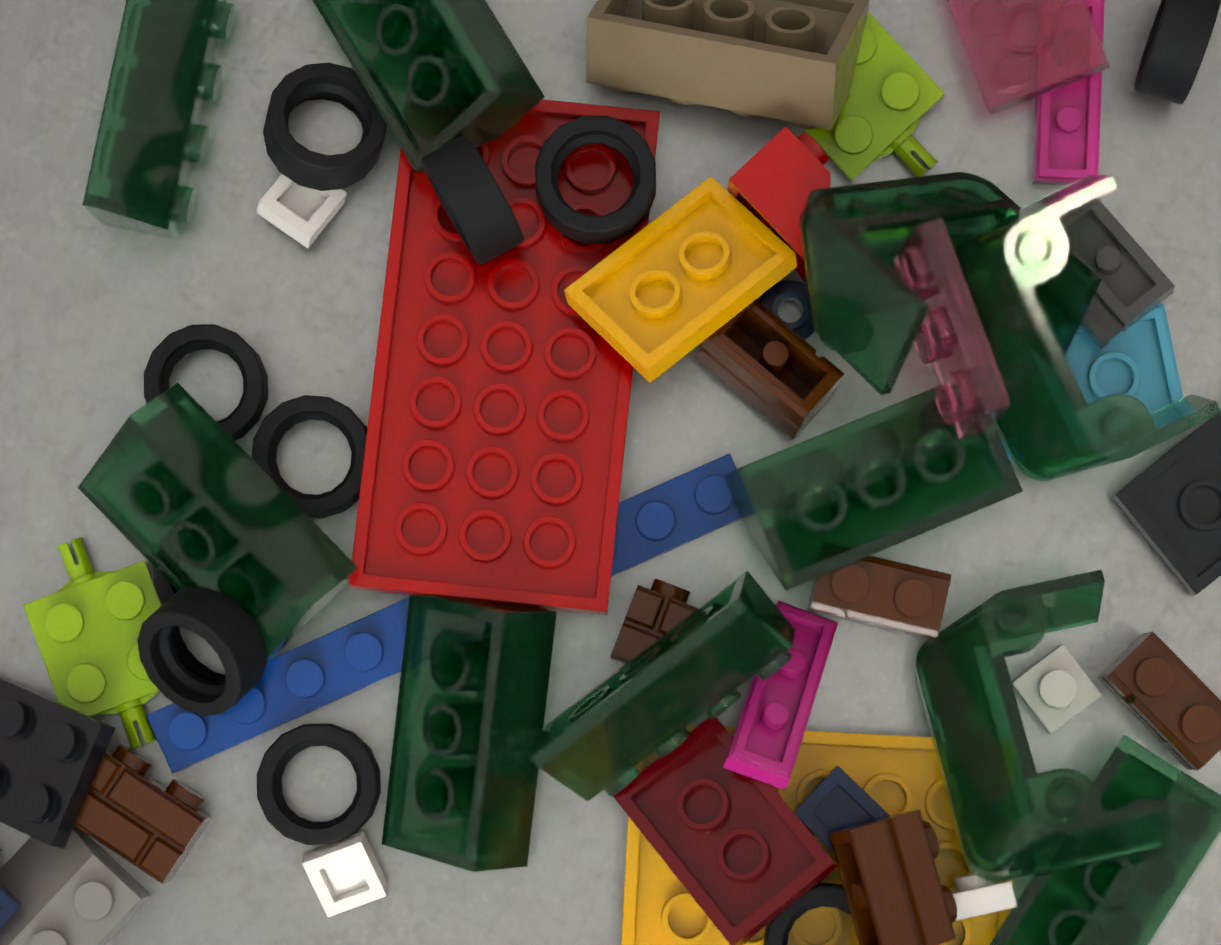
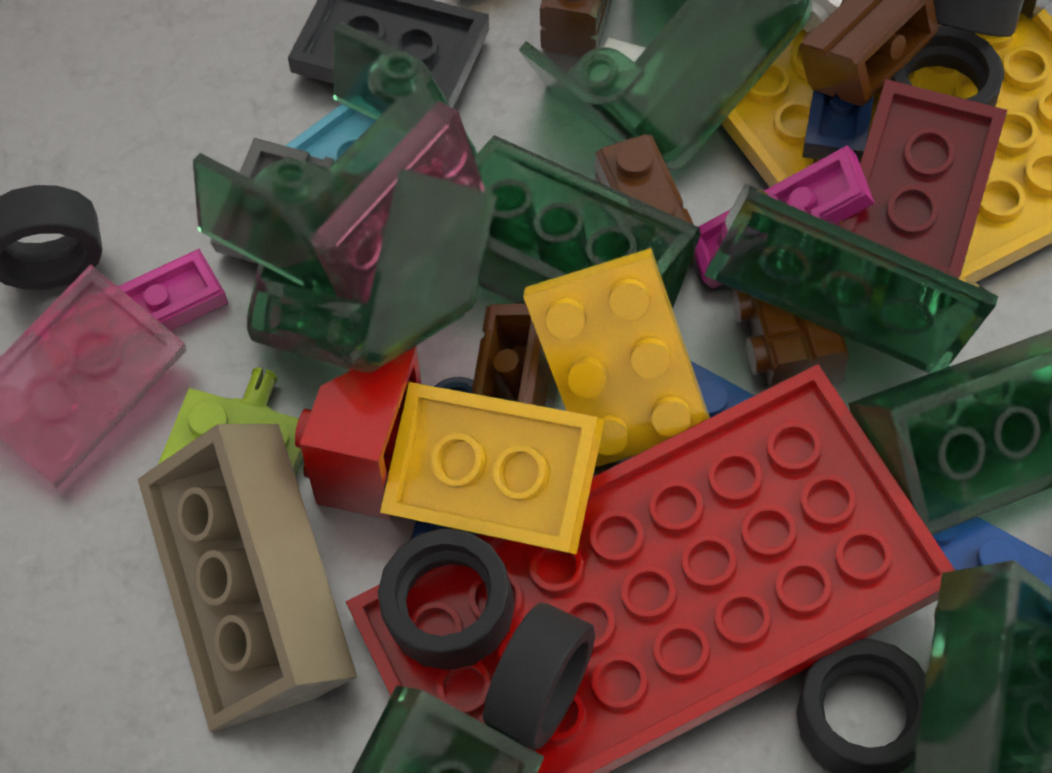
camera: 125 degrees left, 25 degrees down
(712, 443) = (618, 353): none -> yellow plate

